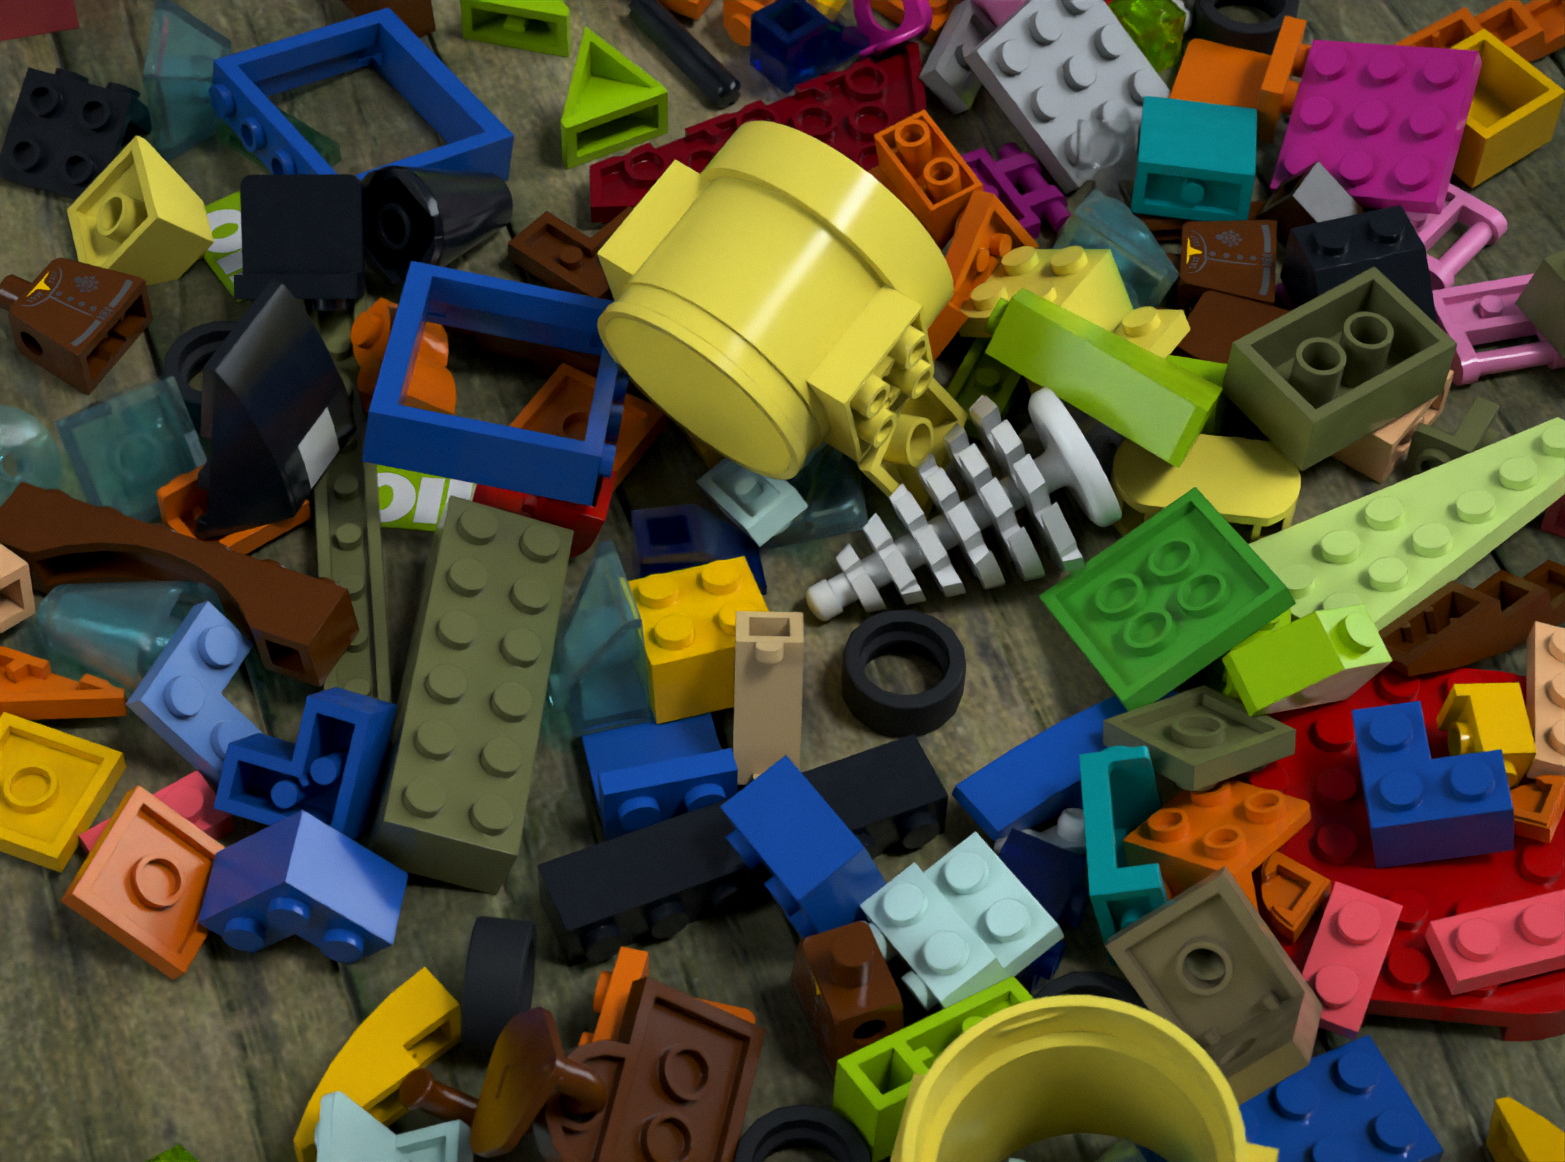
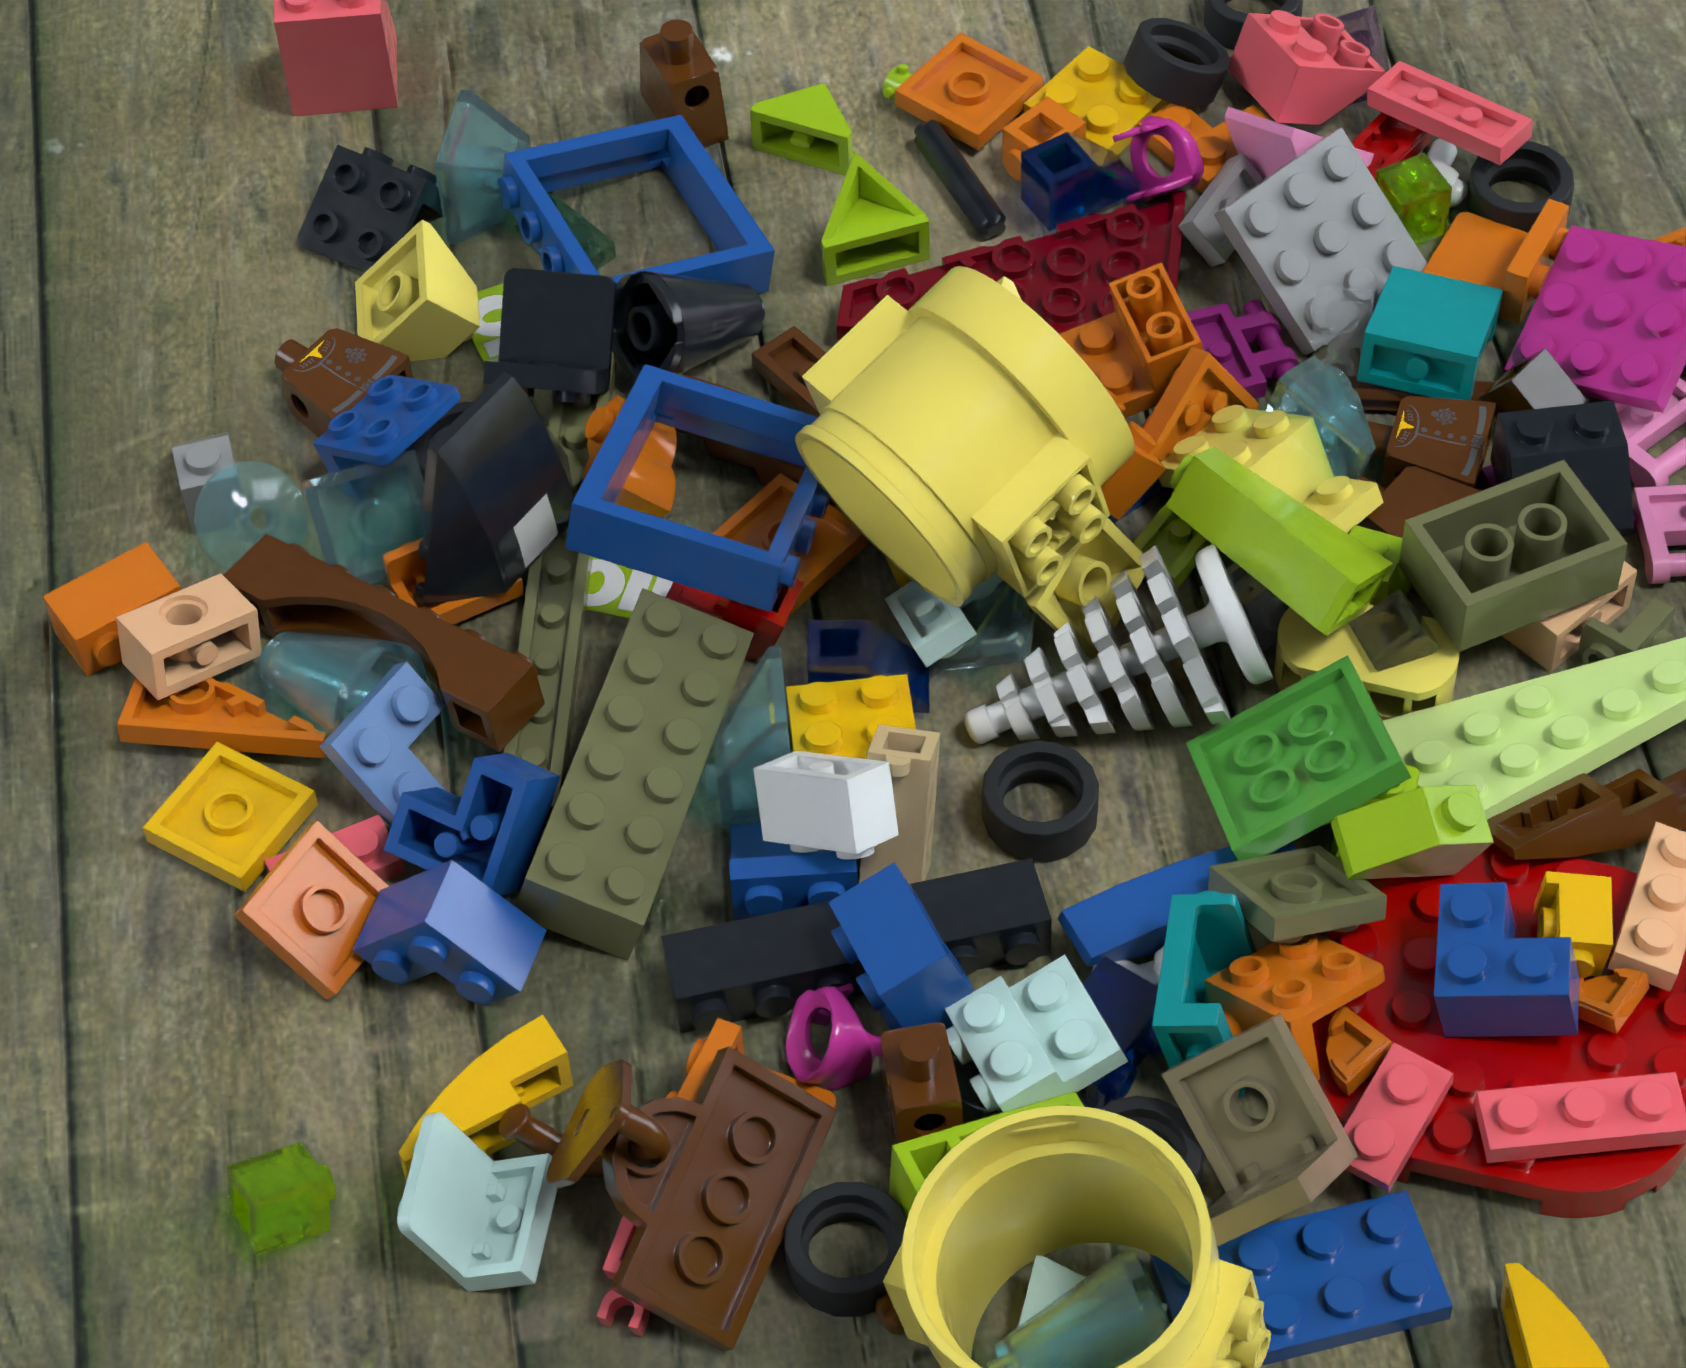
camera: 15 degrees right, 0 degrees up
(134, 349) = (385, 421): none -> blue bracket
(496, 979) = (605, 1027): black tyre -> none
(696, 701) = (826, 803): none -> white brick
(764, 958) = (850, 1046): none -> dark pink piece
(1232, 459) = (1394, 632): none -> clear smoke slope

